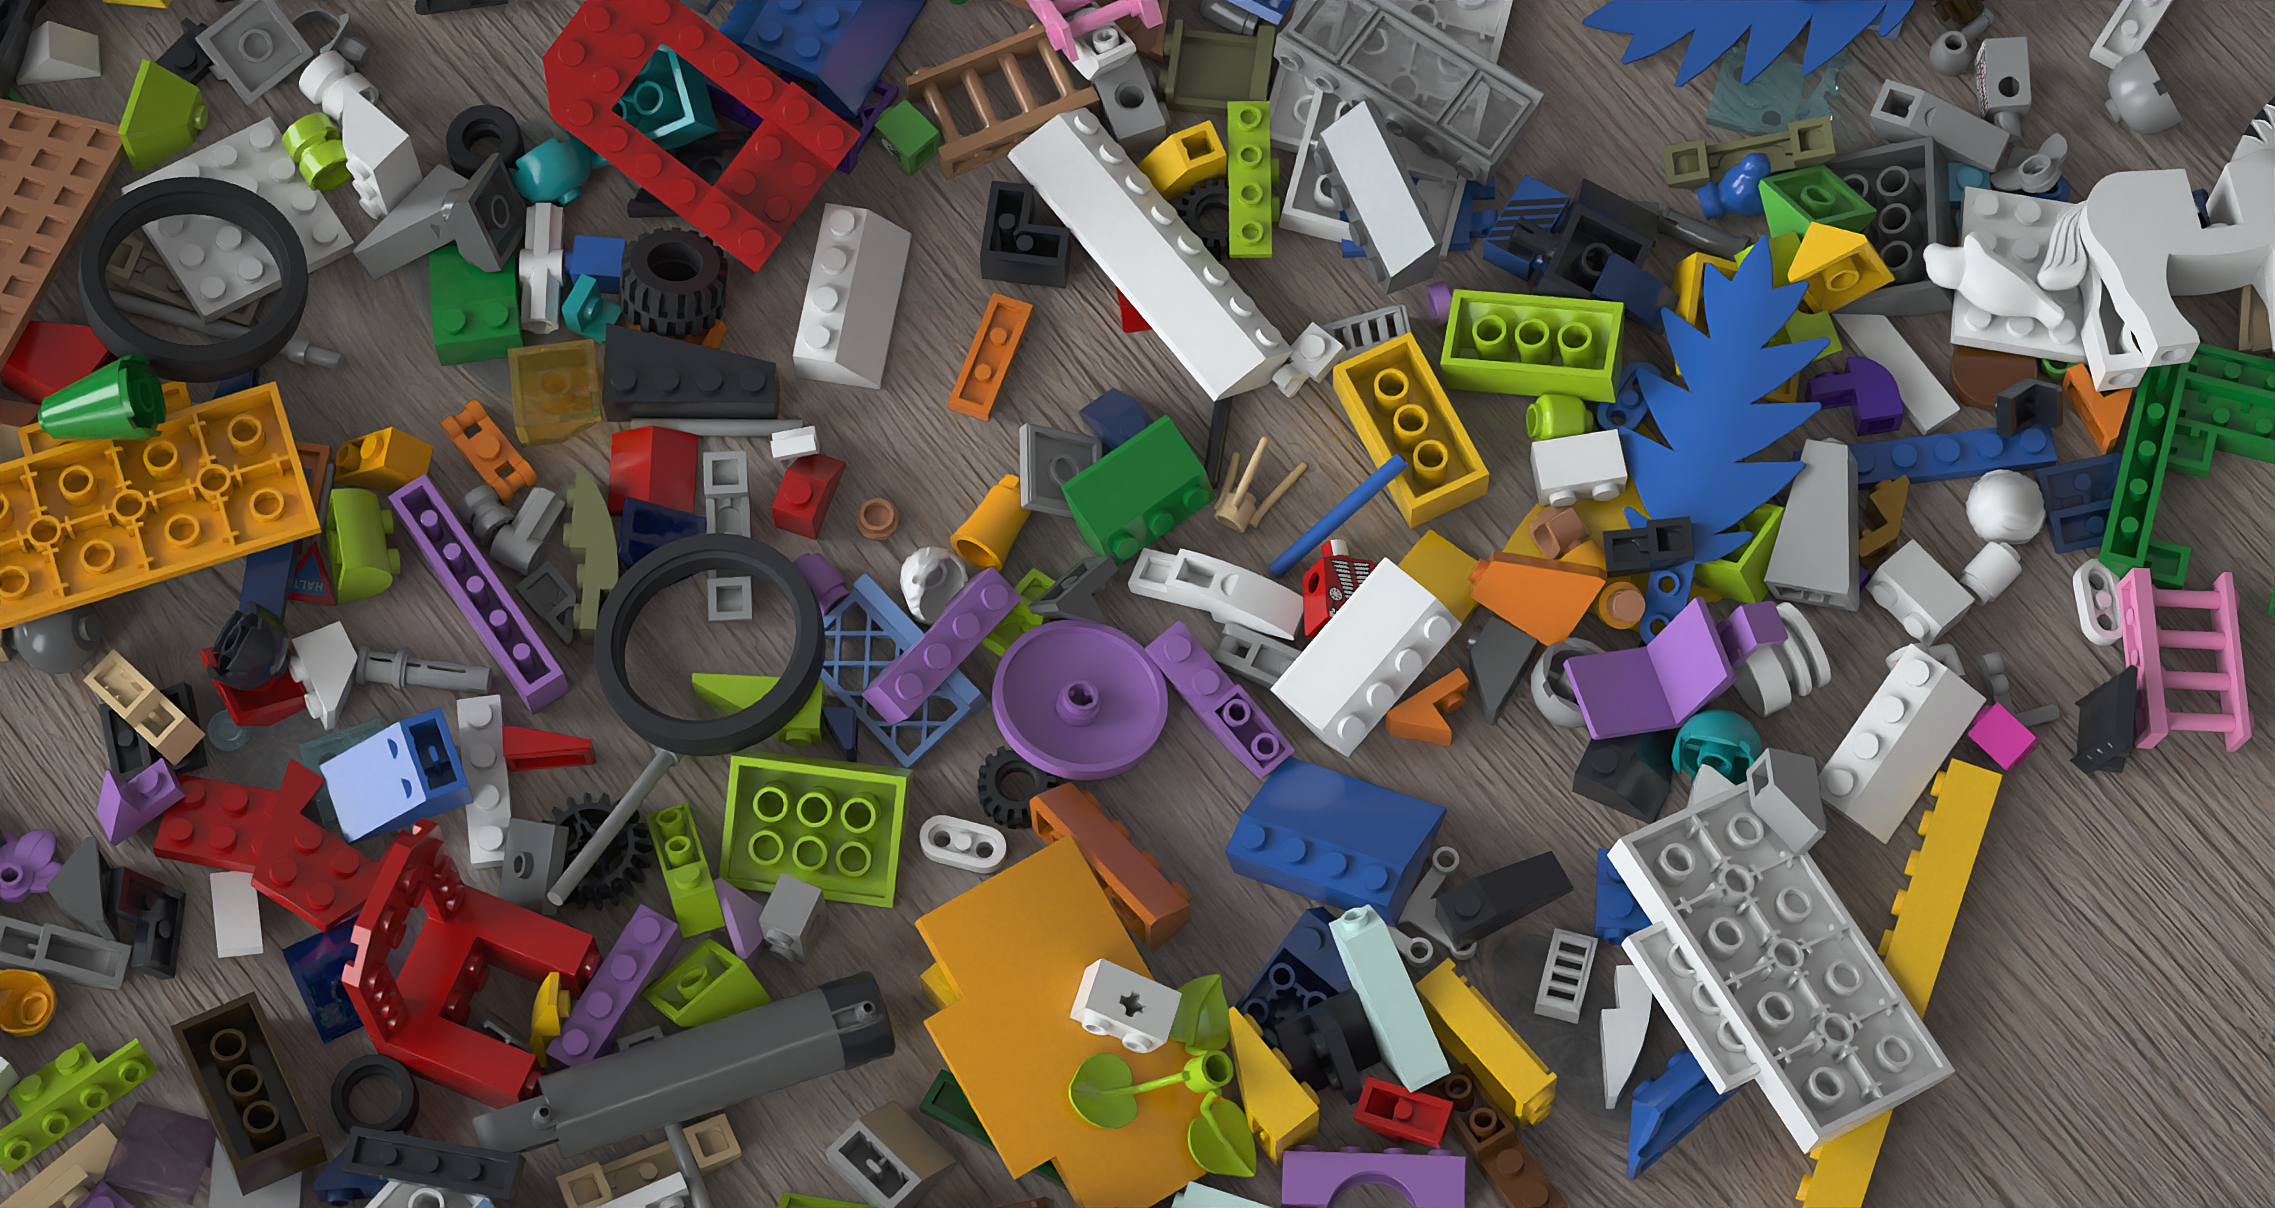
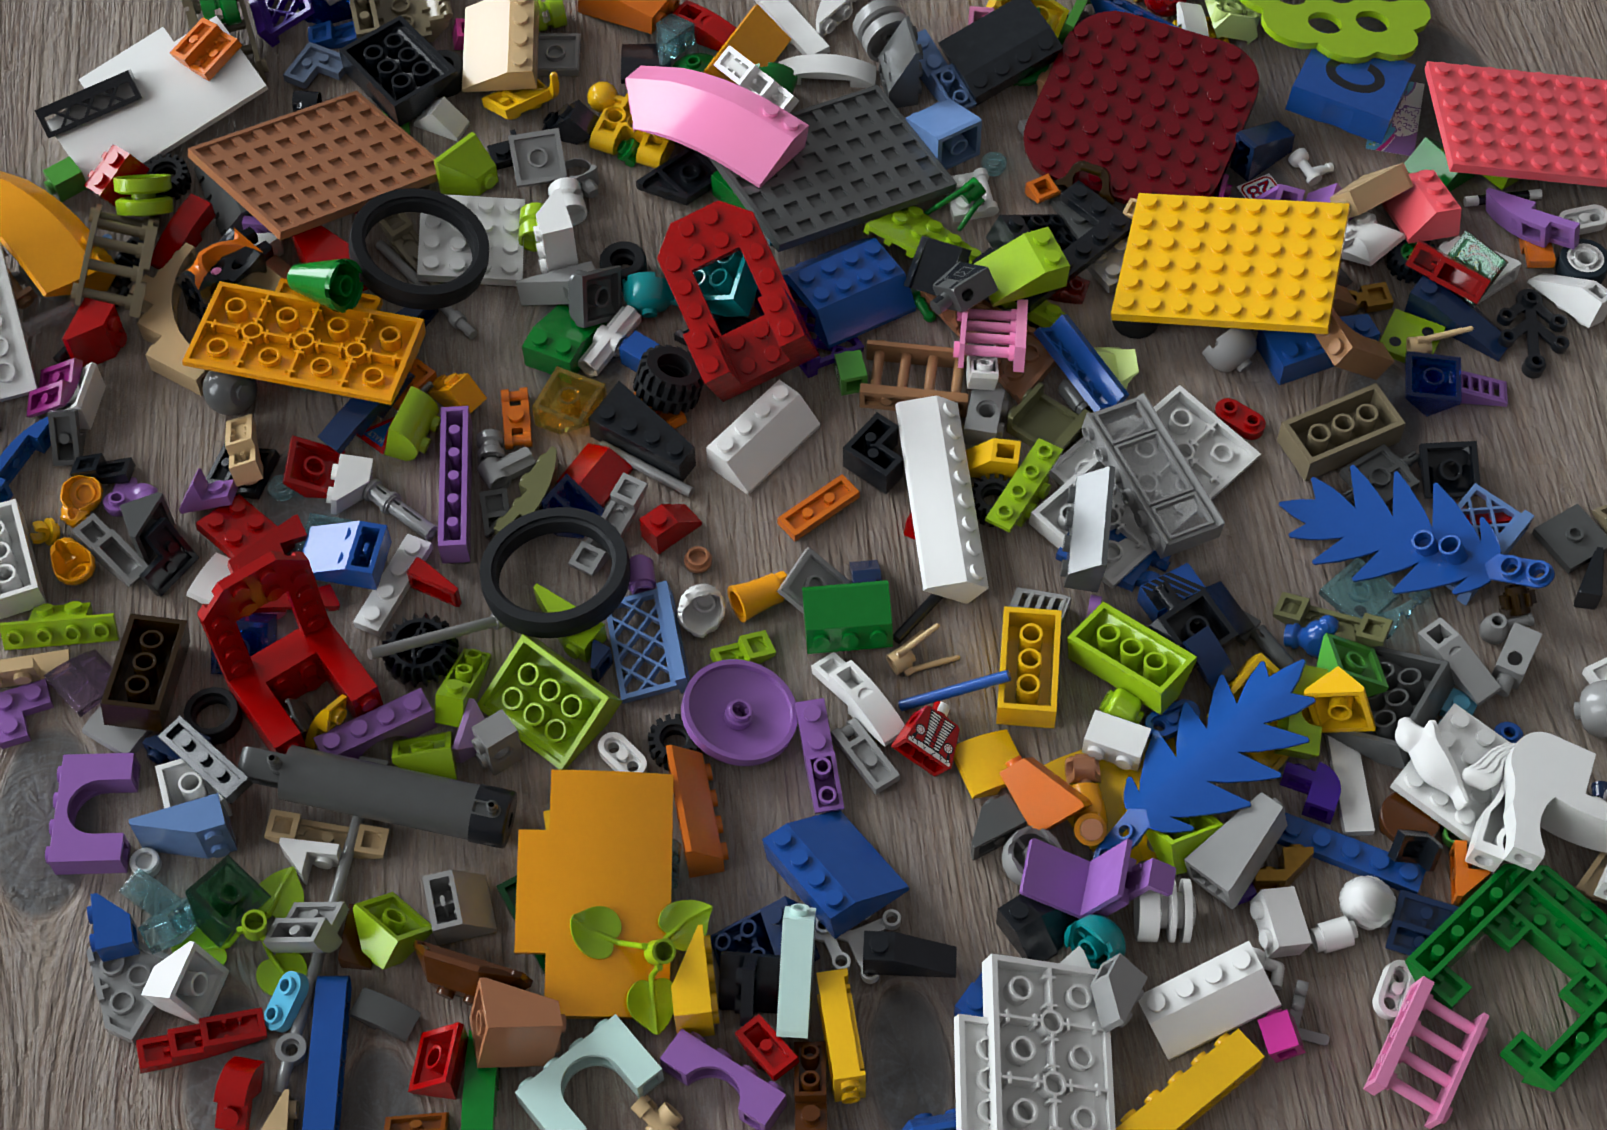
camera: 30 degrees right, 10 degrees down
(251, 649) = (315, 447): black cylinder -> none
(532, 864) = (380, 633): dark grey plate -> none
(588, 312) = (617, 368): teal bracket -> none
(795, 443) = (676, 494): white slope -> none
(932, 658) = (680, 639): medium lavender arch -> none
(1073, 592) = (773, 654): dark grey slope -> none
(1146, 1002) = (650, 900): white brick -> none
(1312, 357) = (996, 599): white plate -> none
(1366, 657) = (916, 774): white slope -> none
(1420, 714) = (932, 826): orange slope -> none
(1559, 1007) = (904, 1043): white slope -> none
(1623, 1031) = (928, 1083): white slope -> none
(1648, 549) = (1124, 804): black slope -> none
(2033, 169) = (1505, 717): light grey plate -> none
(2107, 724) = (1352, 1064): black slope -> none

